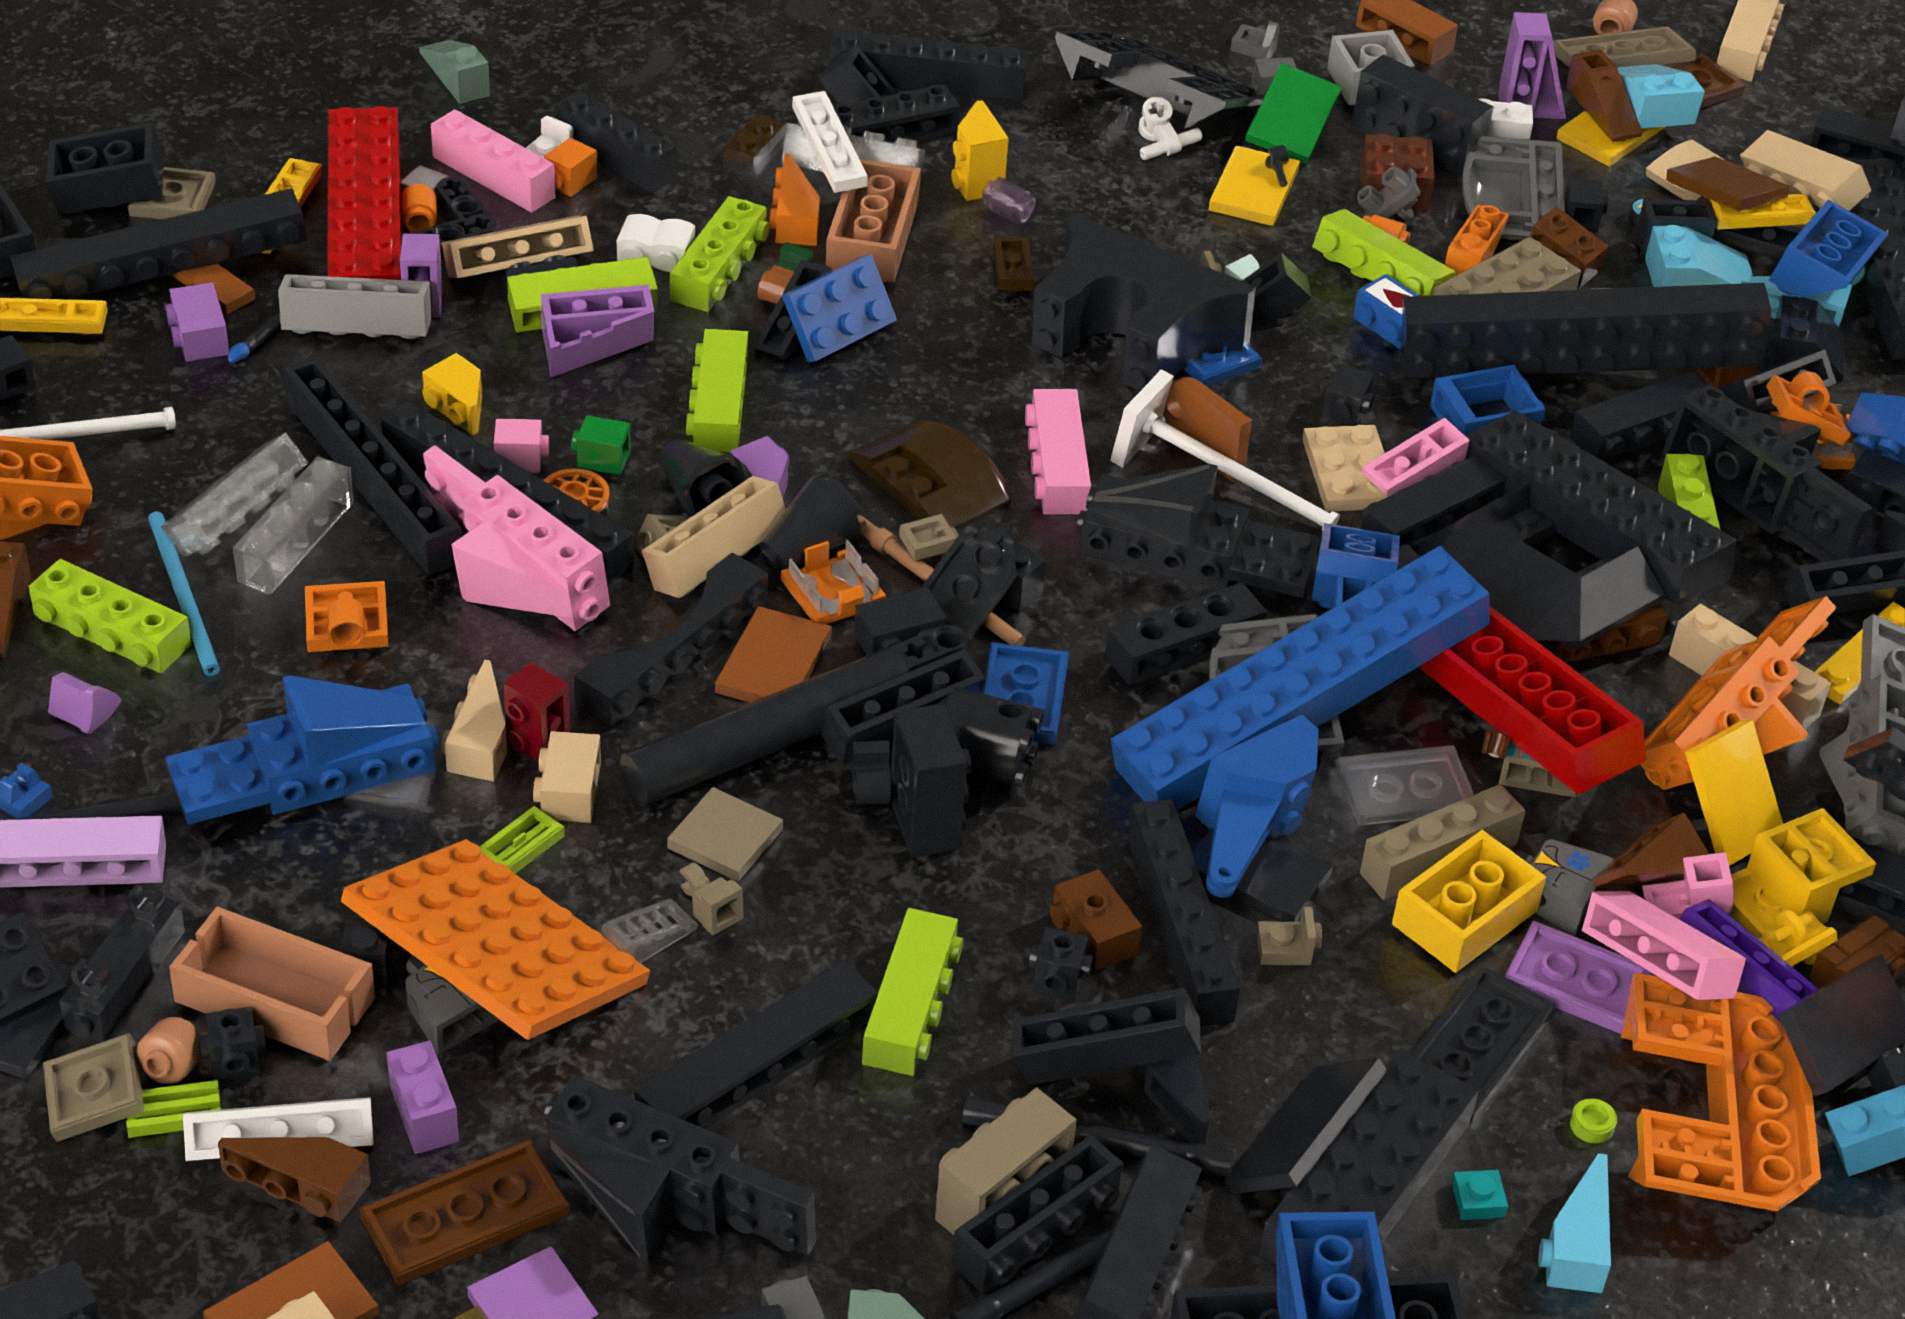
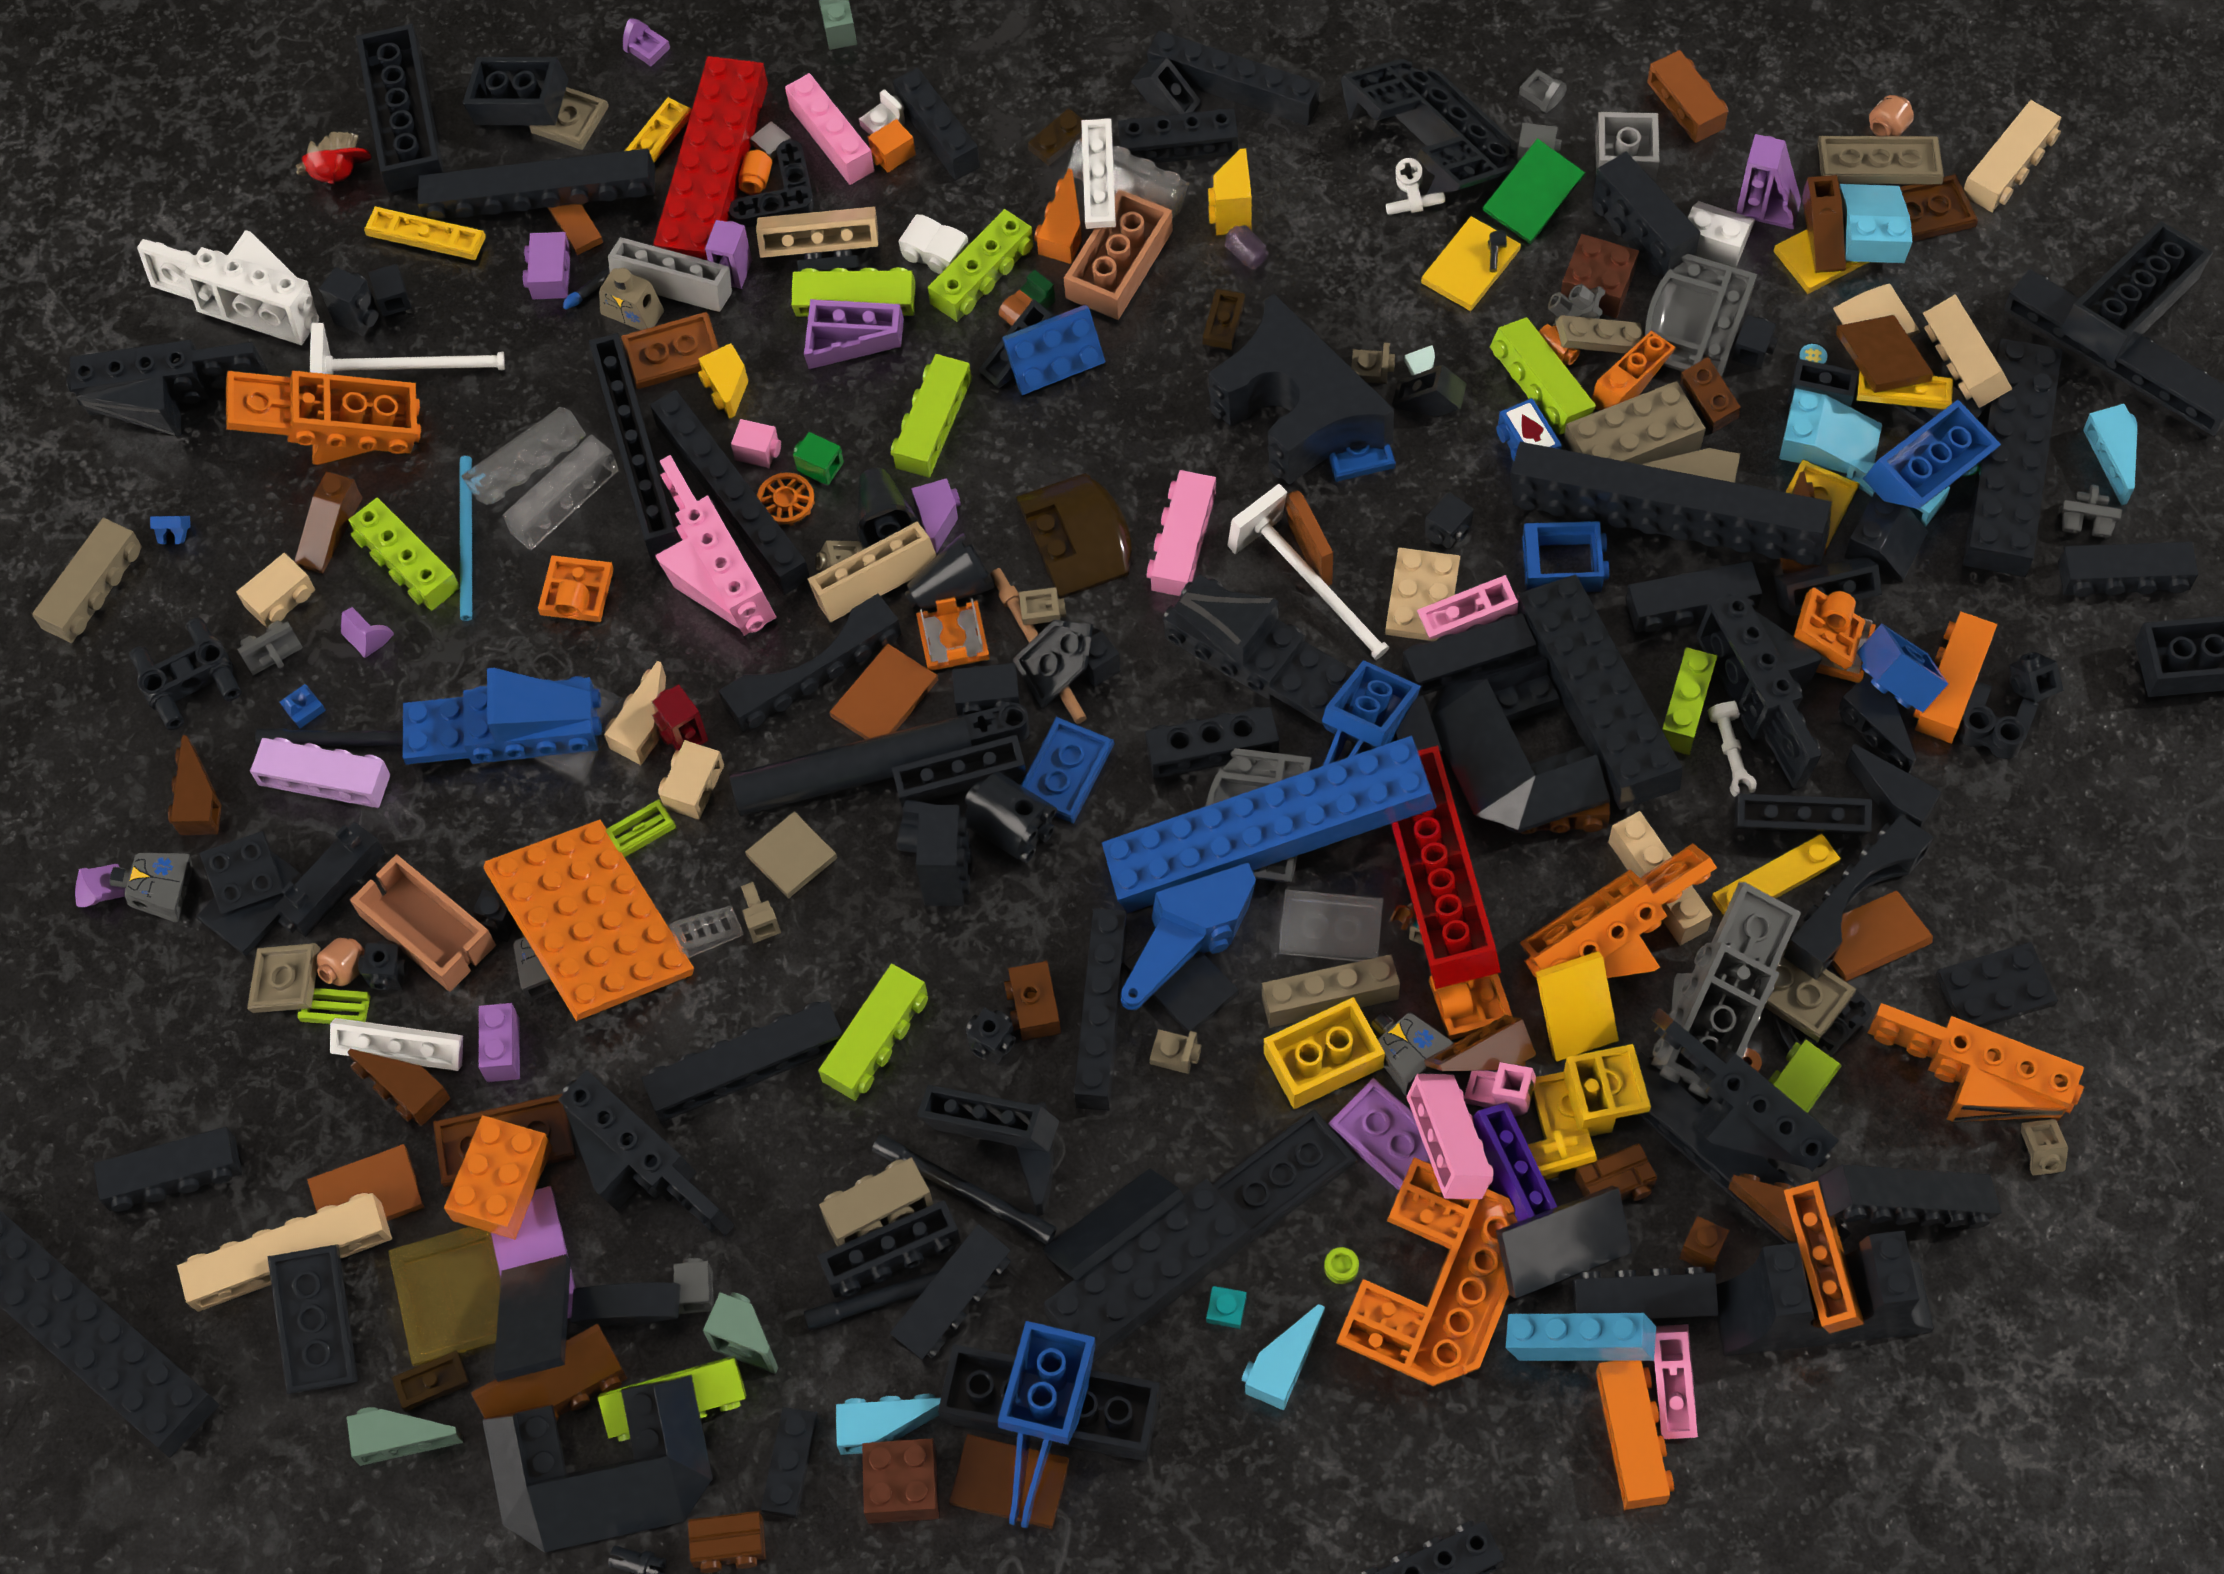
camera: 25 degrees right, 20 degrees up
(240, 120) = (644, 42): none -> medium lavender tile
(314, 330) = (630, 300): none -> dark tan torso
(384, 377) = (669, 349): none -> dark orange tile
(482, 1242) = (498, 1177): none -> orange brick
(1423, 215) = (1598, 334): none -> dark tan plate
(1600, 819) = (1470, 1005): none -> orange plate
(1731, 516) = (1723, 715): none -> white piece

